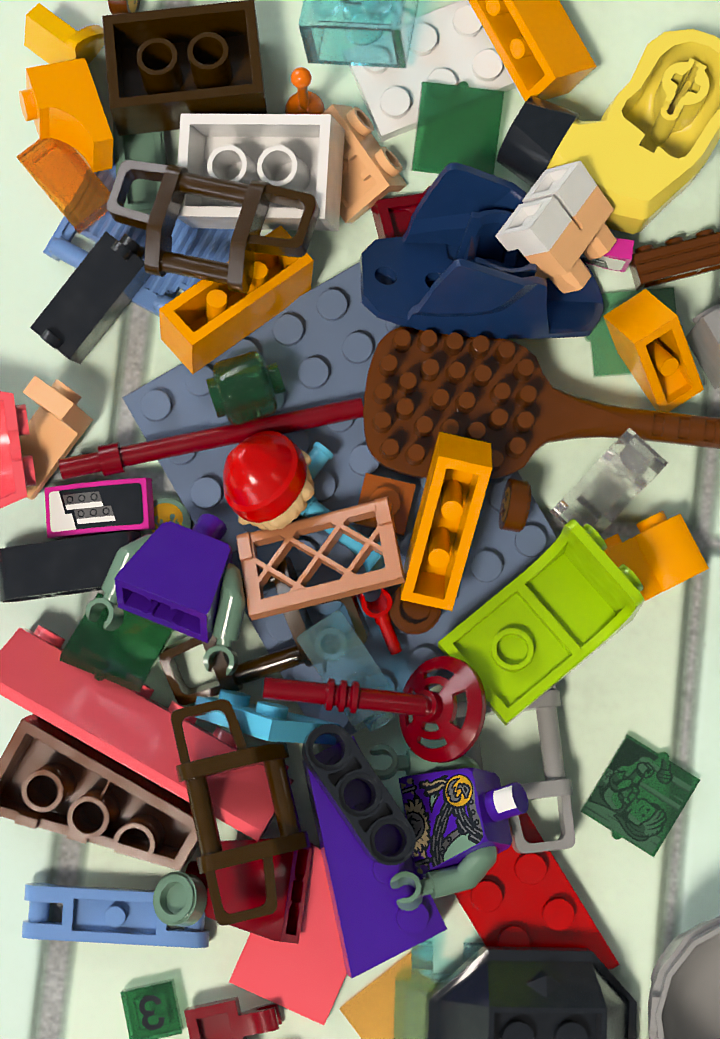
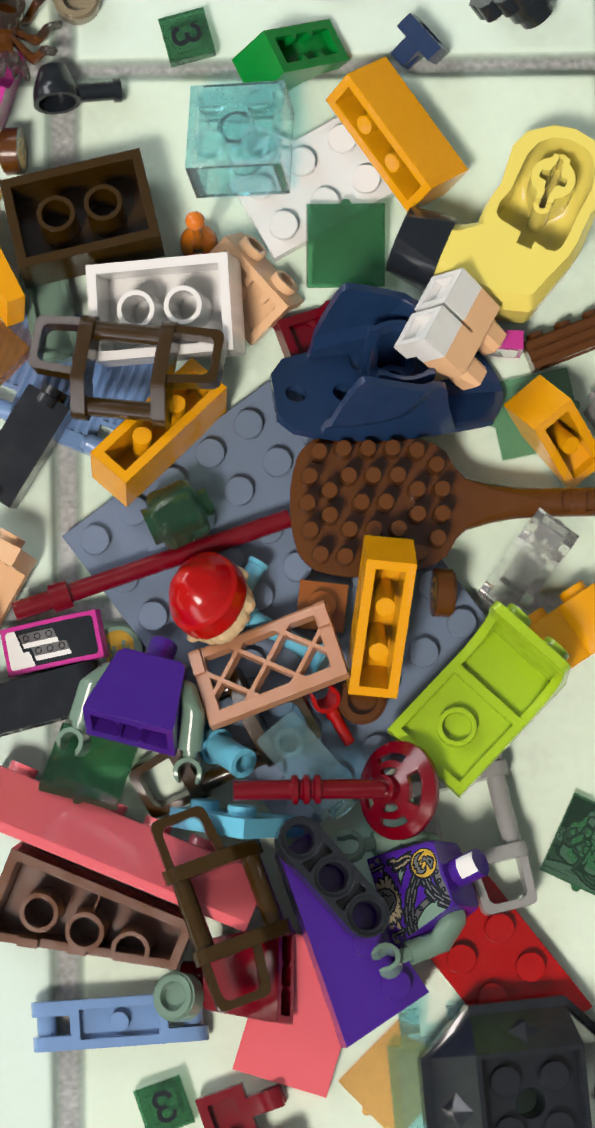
camera: 10 degrees left, 0 degrees up
(260, 642) = (223, 750): none -> medium azure axle

